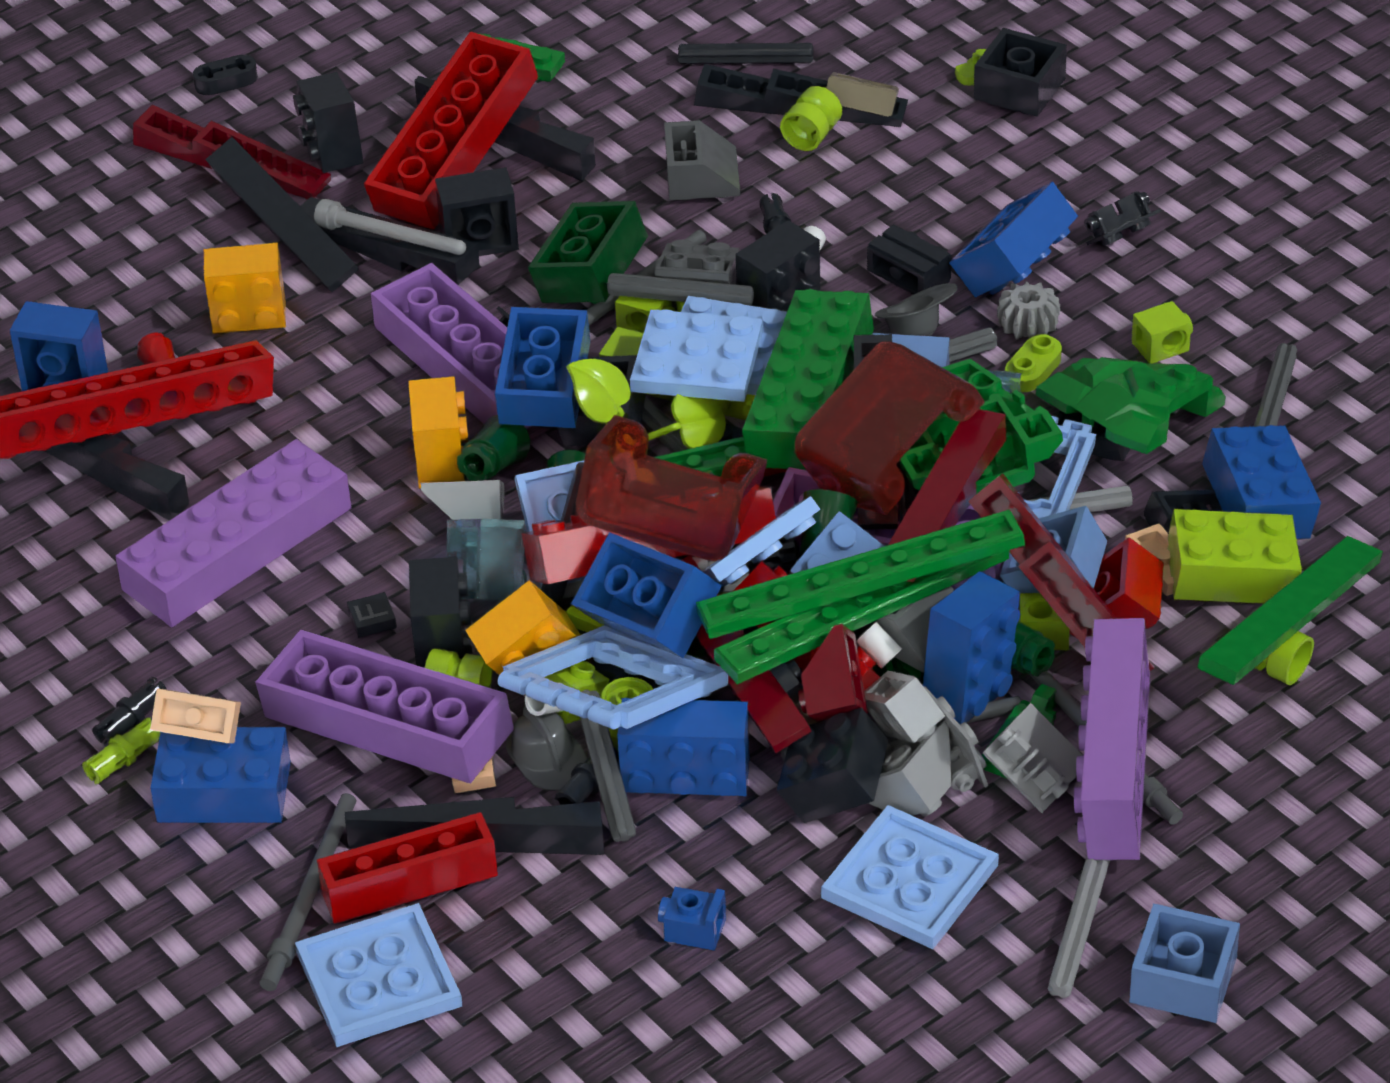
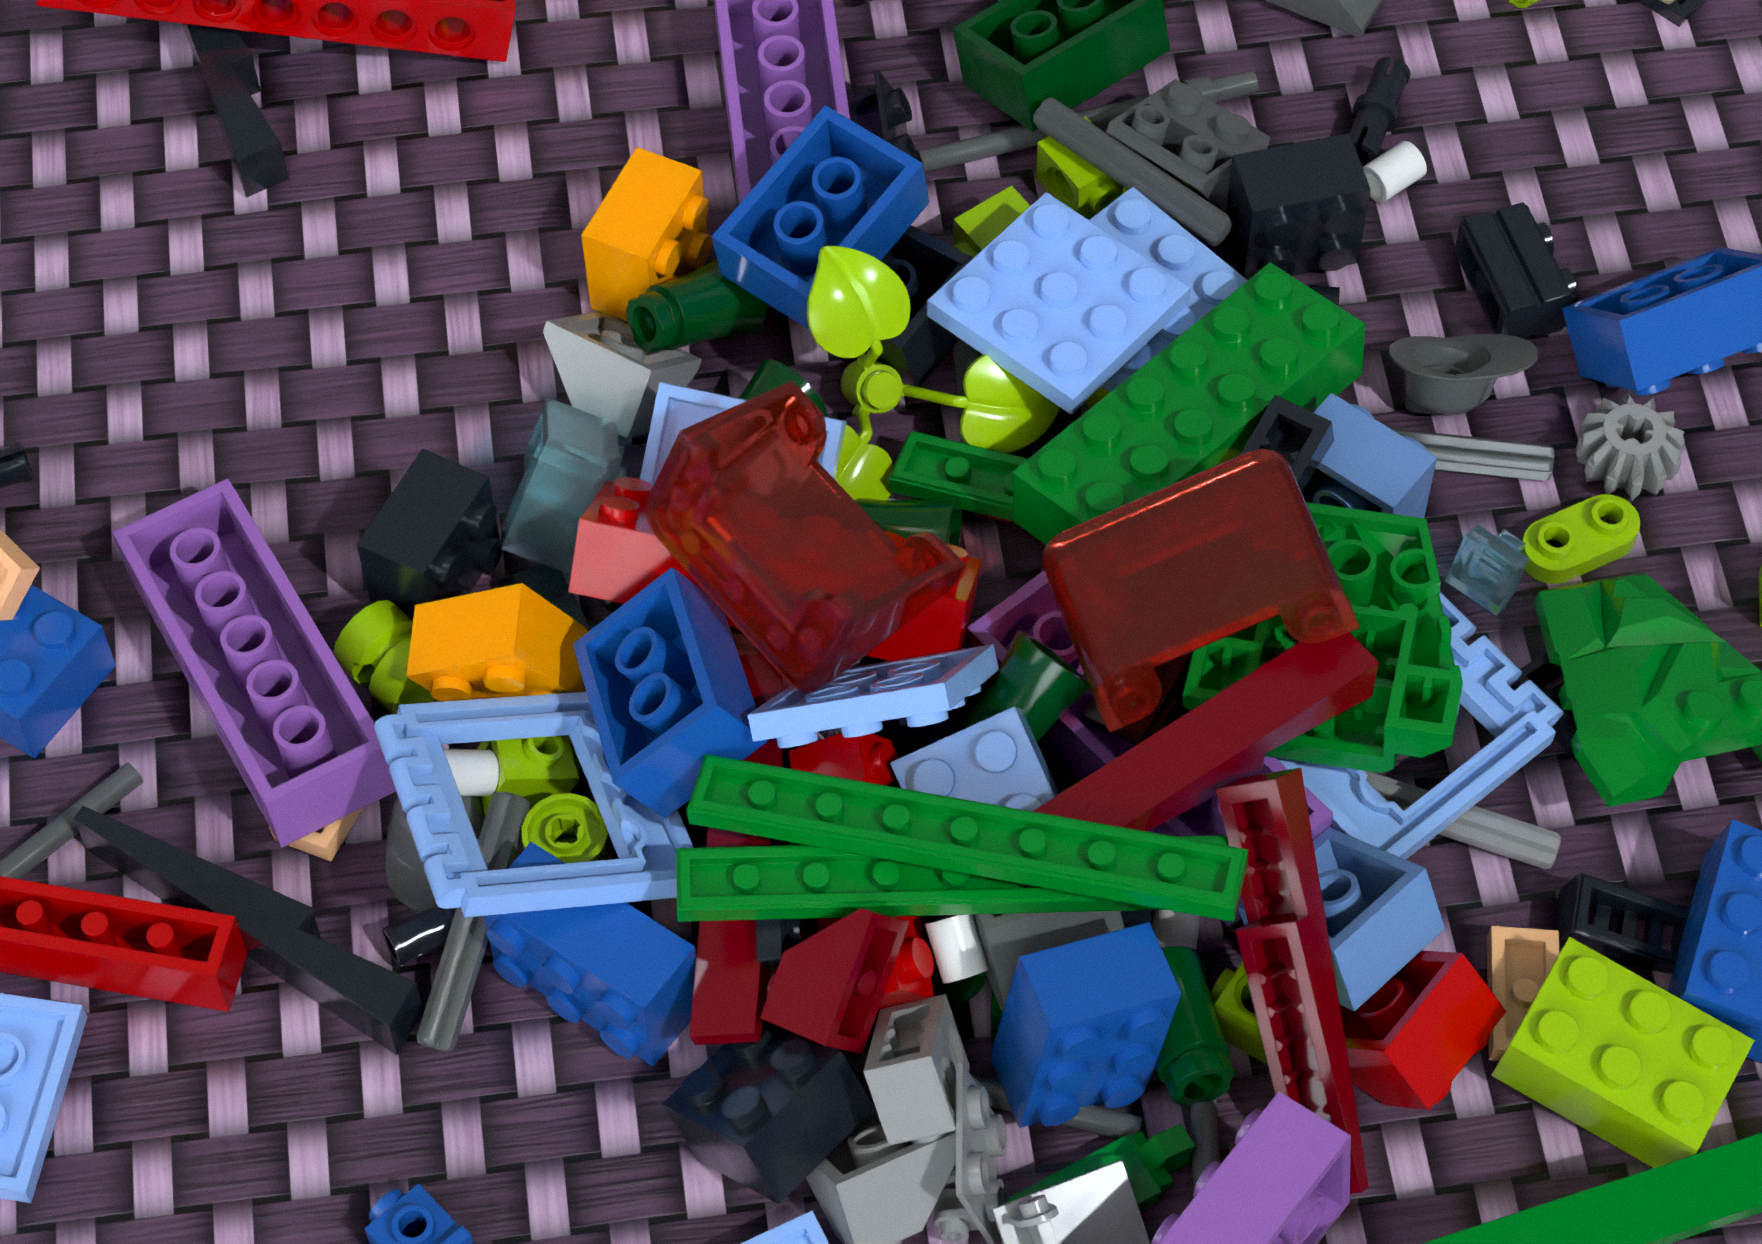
camera: 30 degrees right, 15 degrees up
(233, 532) = (288, 262): medium lavender brick -> none
(371, 615) = (370, 482): black tile -> none

